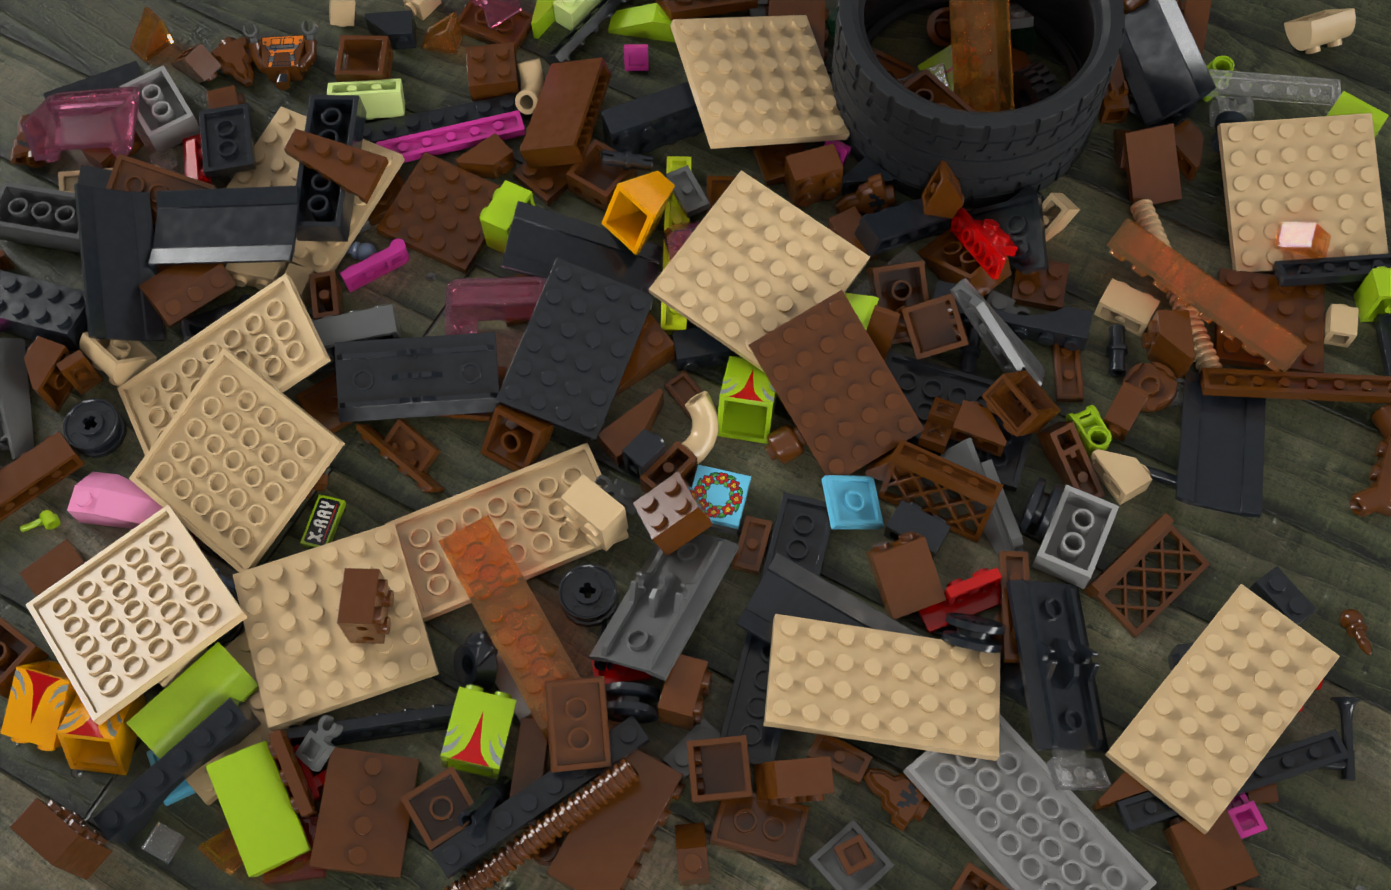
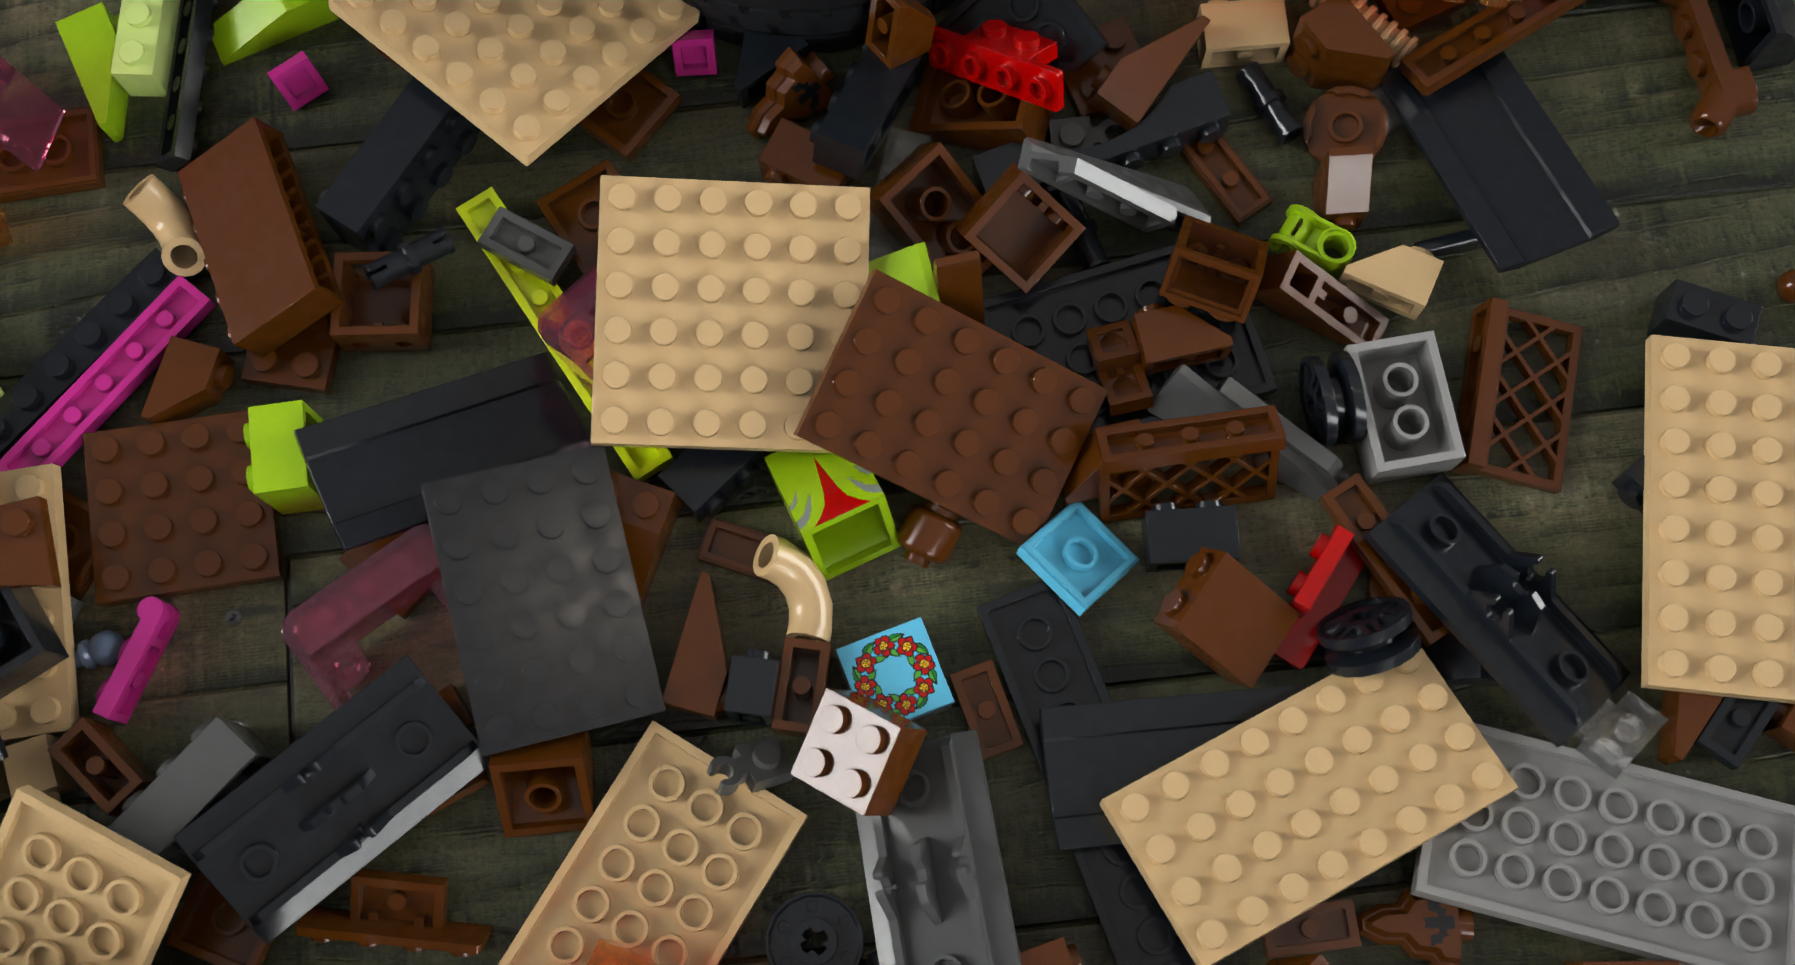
camera: 35 degrees left, 10 degrees up
(492, 70) = (92, 238): reddish brown piece -> none
(594, 513) = (747, 827): tan brick -> none
(638, 209) = (479, 323): light orange slope -> none
(813, 176) = (692, 108): reddish brown brick -> none
(1055, 293) = (1140, 76): none -> reddish brown slope

